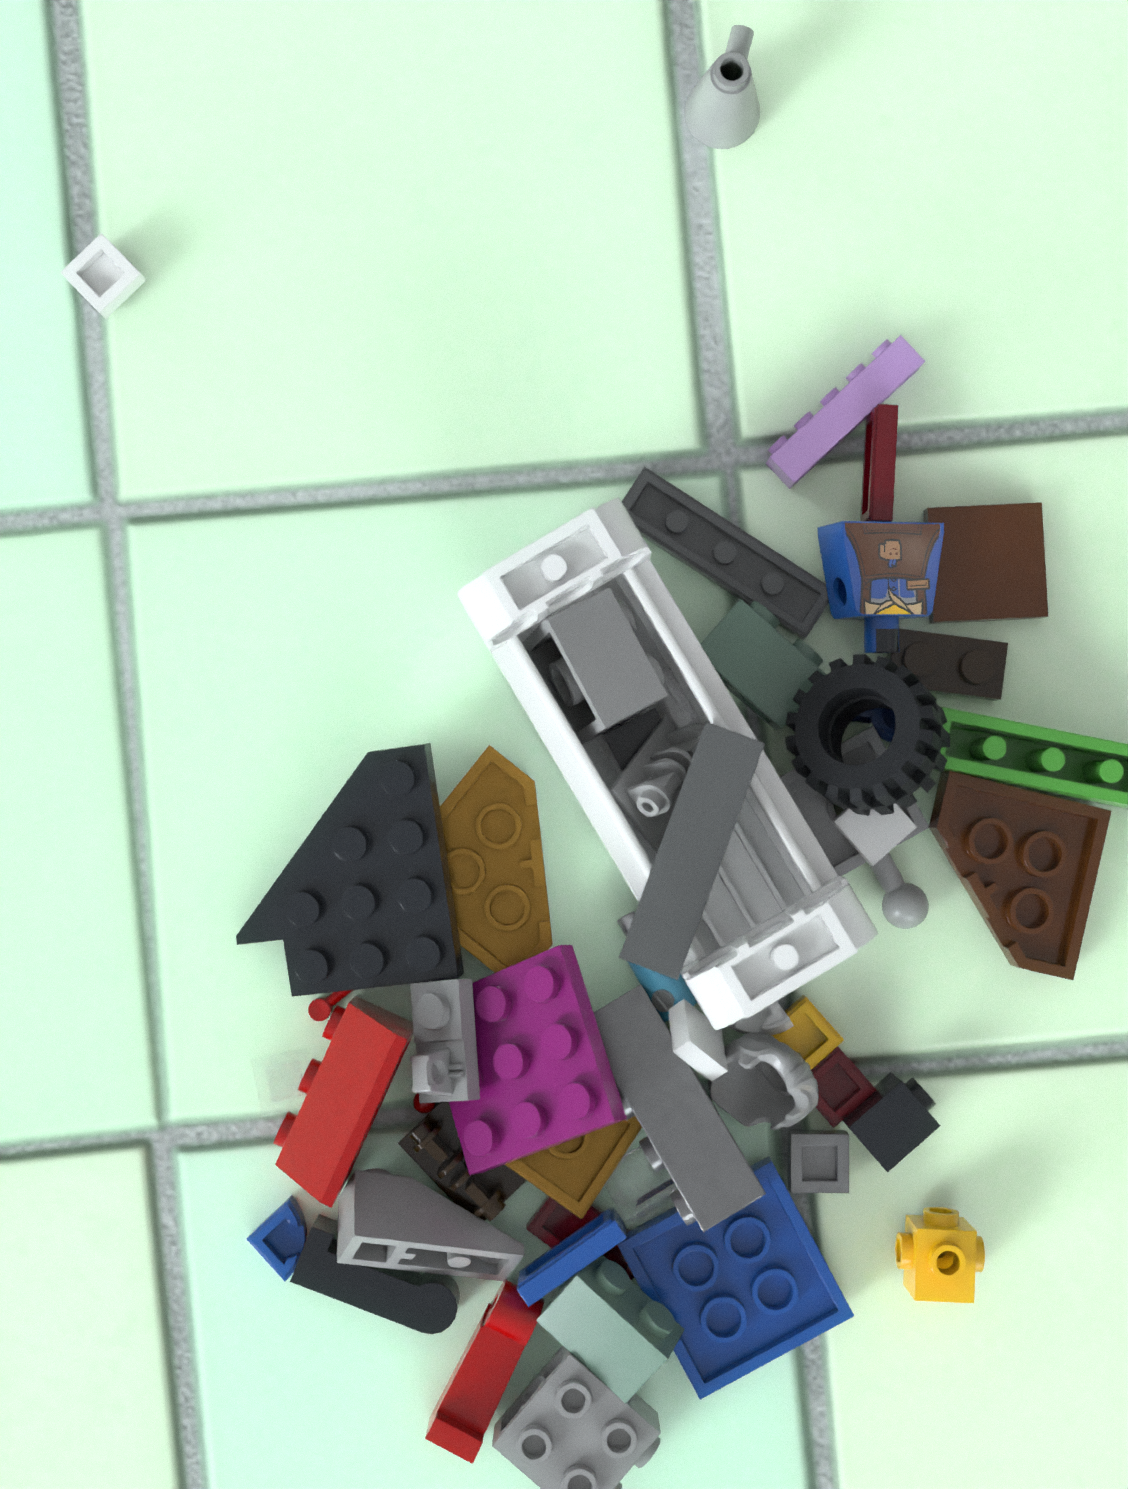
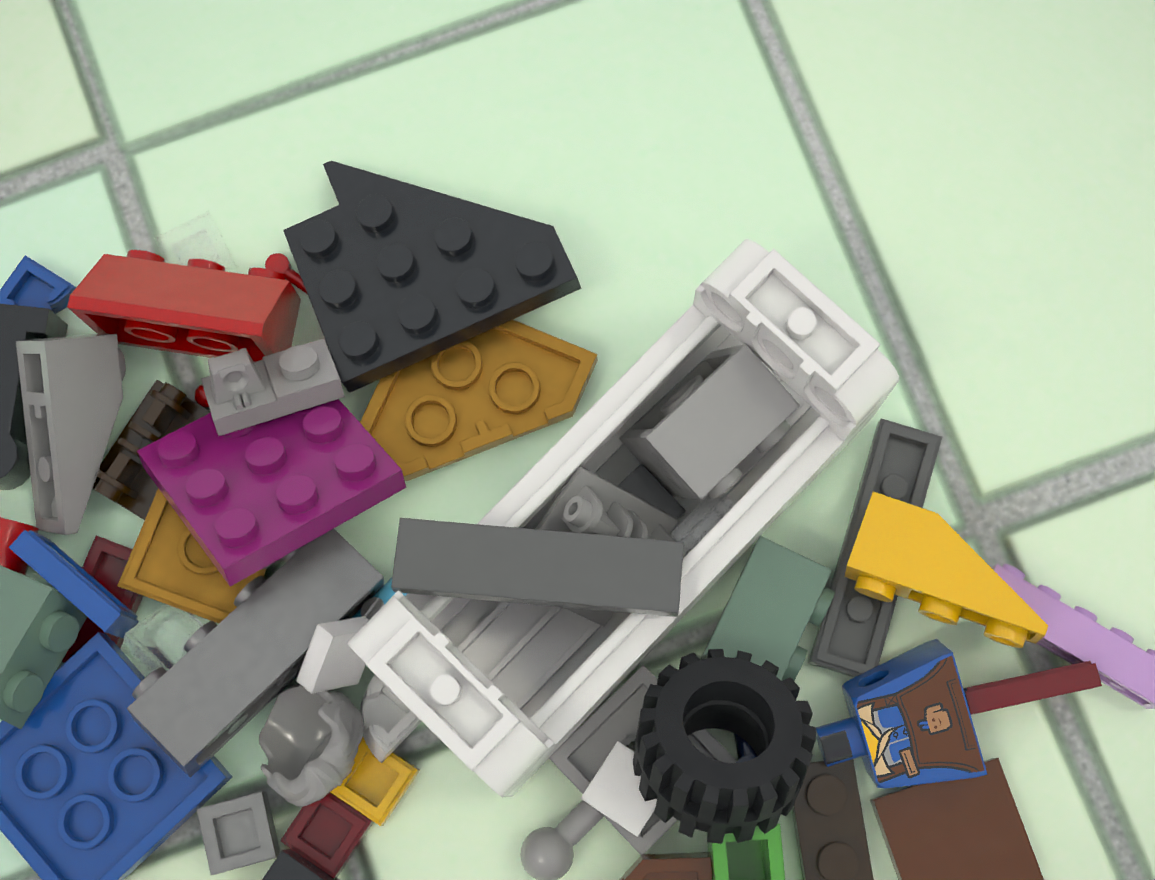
camera: 80 degrees right, 10 degrees down
(753, 518) = (926, 561): none -> yellow slope

